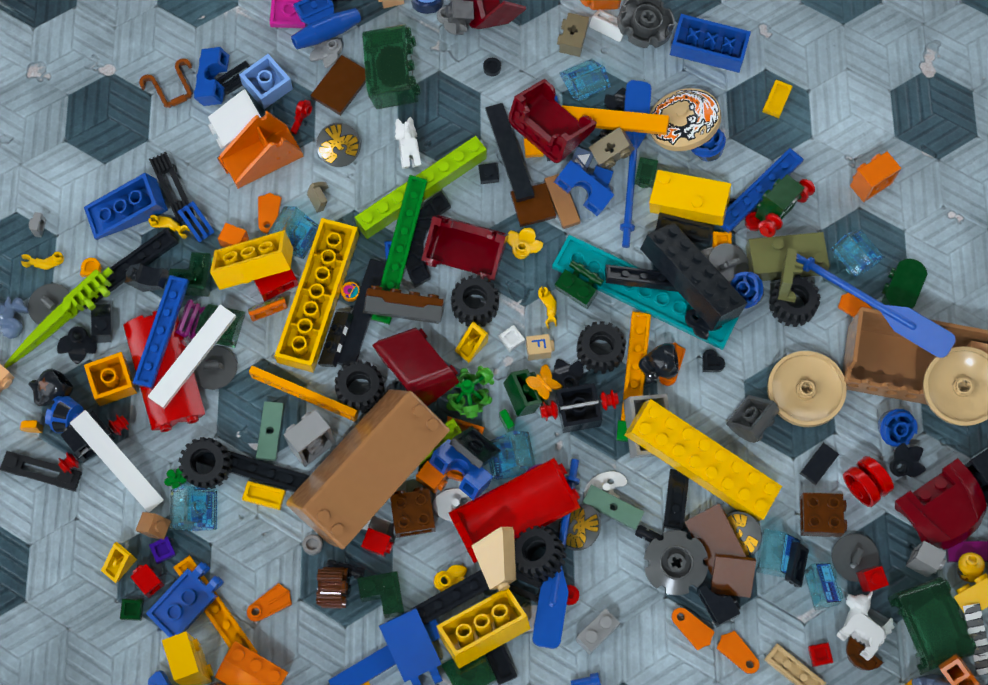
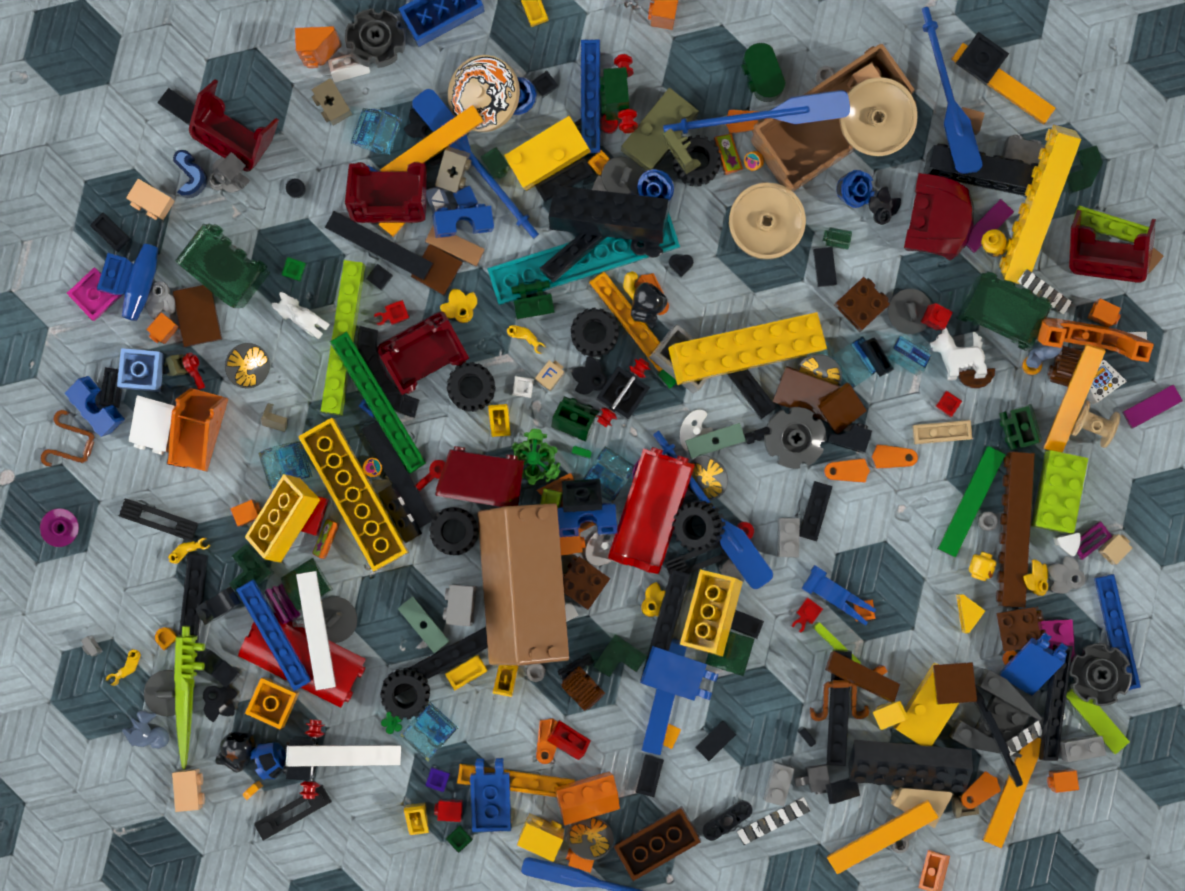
camera: 45 degrees left, 15 degrees up
(100, 124) = (50, 524): none -> magenta dish
(125, 206) = (141, 568): blue slope -> none
(153, 525) = (414, 771): medium nougat brick -> none
(186, 208) = (222, 530): blue tile -> none
(268, 210) = (248, 466): orange piece -> none
(284, 618) = (569, 740): none -> red slope
(285, 527) = (505, 680): none -> yellow slope
(291, 101) = (175, 365): none -> olive tile
(303, 393) = (418, 575): light orange tile -> none
(308, 70) = (162, 329): none -> orange brick
(377, 542) = (580, 626): red brick -> none
(381, 335) = (435, 471): none -> red plate
(403, 305) = (424, 442): piece -> none
(436, 115) = (293, 269): none -> green tile
(474, 205) = (395, 313): none -> red plate
(497, 558) = (675, 558): tan slope -> none
(543, 383) = (581, 399): light orange piece -> none
(637, 634) = (815, 511): none -> black tile
(661, 338) = (629, 282): none -> yellow arm
(734, 154) = (545, 84): none -> black plate
(753, 418) = (749, 280): dark grey brick -> none
(822, 319) = (729, 156): none -> slope
(837, 340) = (753, 160): none -> light orange tile
(849, 451) = (837, 238): none -> clear green brick
(857, 252) = (706, 77): clear light blue slope -> none
(868, 481) = (872, 249): red wheel -> none
(926, 559) = (961, 267): light grey brick -> none

